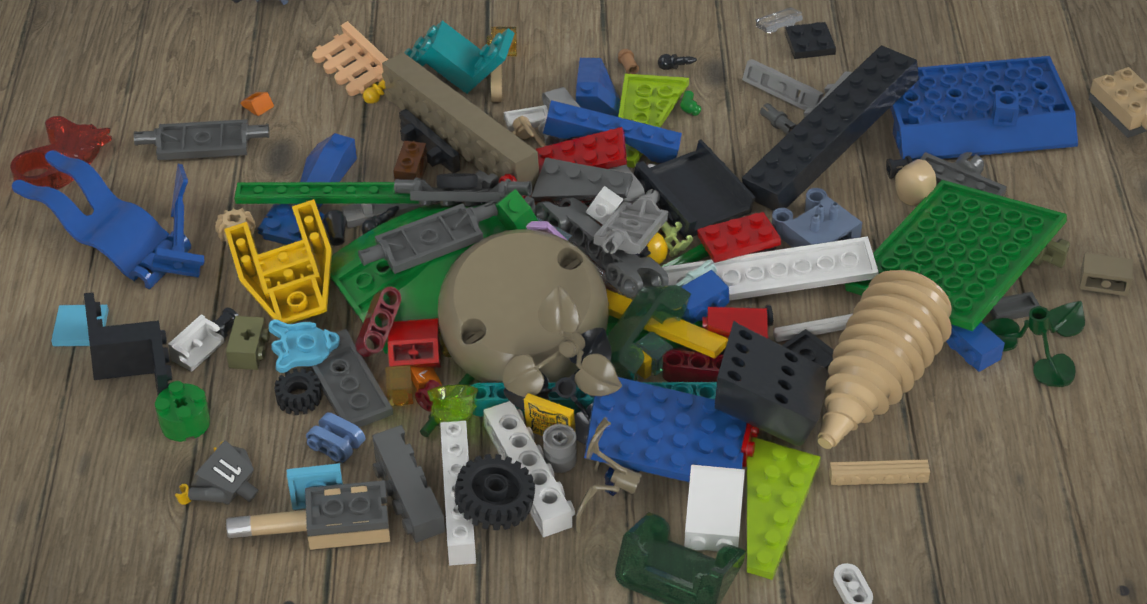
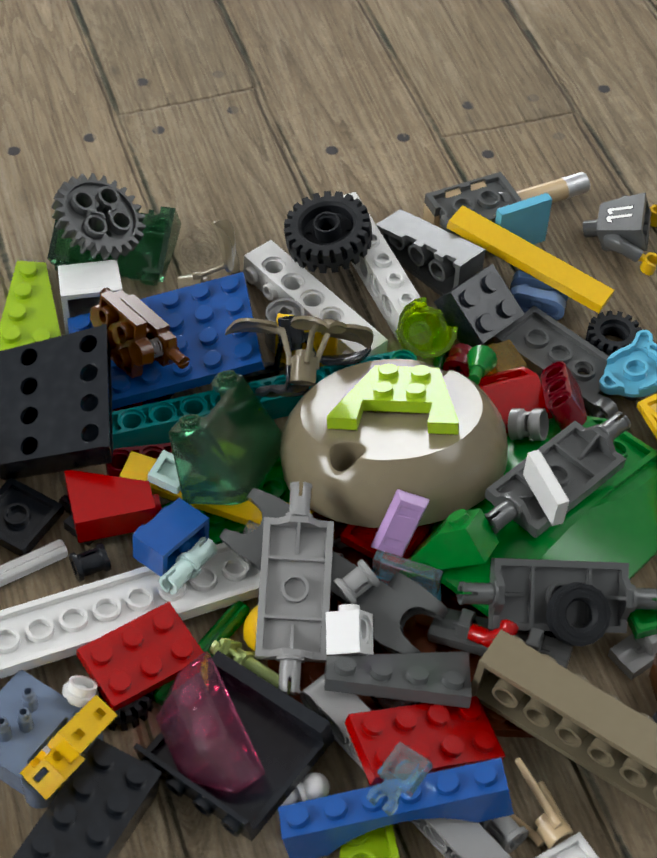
camera: 160 degrees right, 5 degrees up
(334, 442) = (530, 259): none -> yellow tile
(401, 409) = (479, 307): none -> black brick
(418, 302) = (528, 424): none -> light grey wheel
(424, 365) = (480, 362): none -> green cone
(447, 210) = (545, 487): none -> white tile
(507, 301) = (398, 390): none -> wing
(590, 215) = (357, 582): none -> light grey bush
(607, 118) = (401, 773): none -> clear light blue plate
(675, 560) = (98, 216): none -> dark grey gear
(691, 324) = (165, 473): none -> light aqua plate
(696, 422) = (135, 333): none -> reddish brown piece
(708, 191) = (206, 730): none -> clear pink wedge
(783, 224) = (80, 690): none -> white plate
(797, 180) = (63, 751): none -> yellow piece

